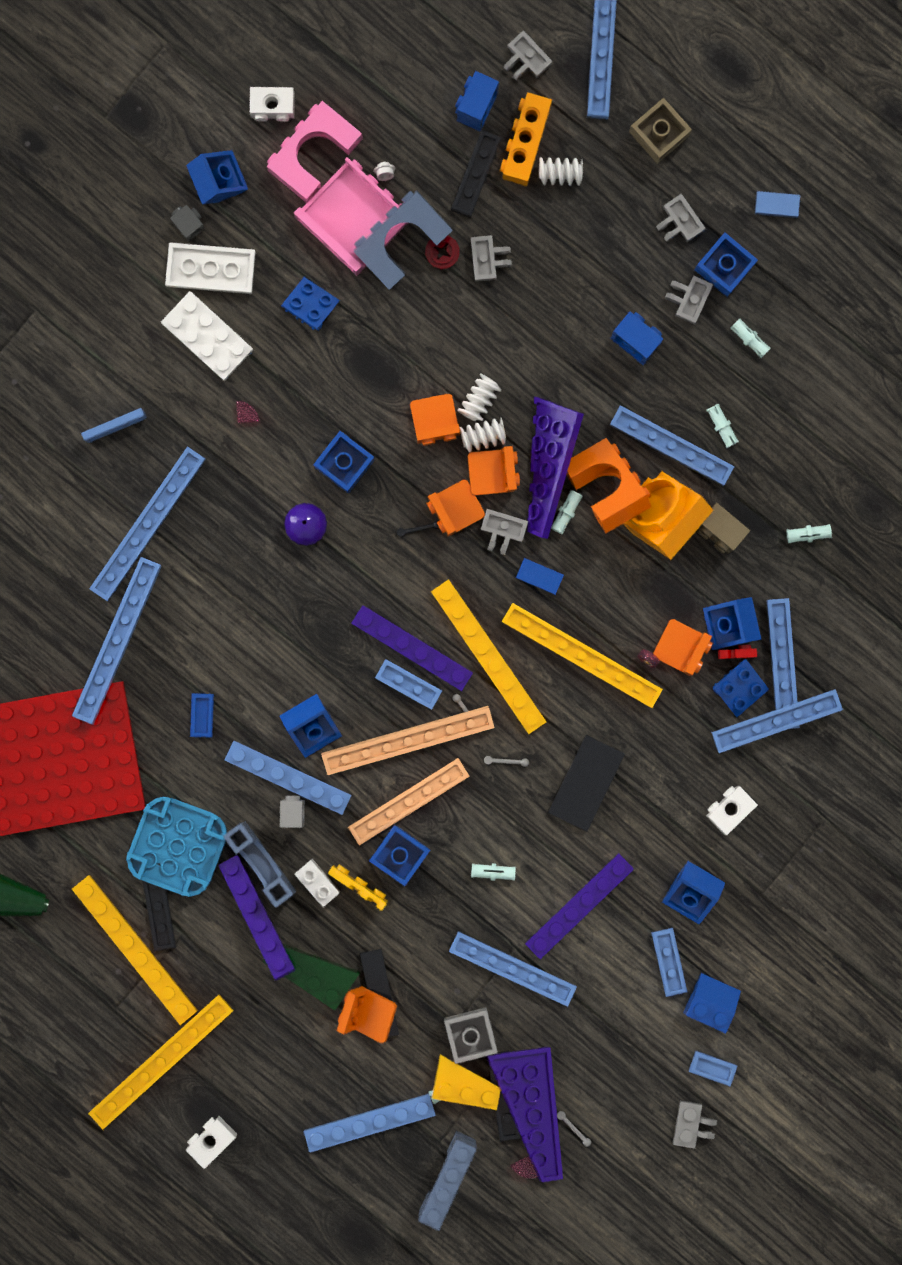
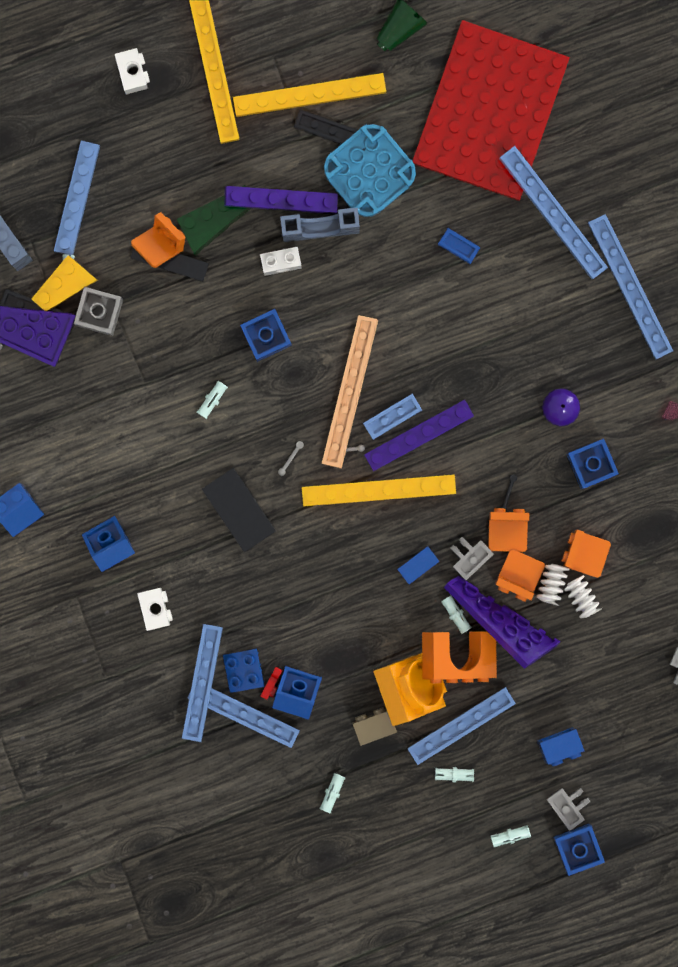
camera: 125 degrees right, 0 degrees up
(288, 777) = (374, 284): medium blue plate -> none
(292, 812) = (345, 271): light grey brick -> none
(310, 725) = (403, 323): blue slope -> none
(341, 874) = (276, 283): yellow wing -> none
(408, 801) = (302, 366): light nougat tile -> none
(512, 968) = (130, 372): medium blue plate -> none
(579, 906) = (148, 450): dark purple plate -> none
(582, 655) = (338, 562): yellow plate -> none
(648, 658) = (307, 612): clear pink tile -> none
(669, 962) = (66, 495): medium blue tile -> none
(682, 647) = (300, 643): orange bracket -> none
(684, 219) = (634, 838): light grey hinge -> none
(777, 204) = (603, 918): medium blue tile -> none

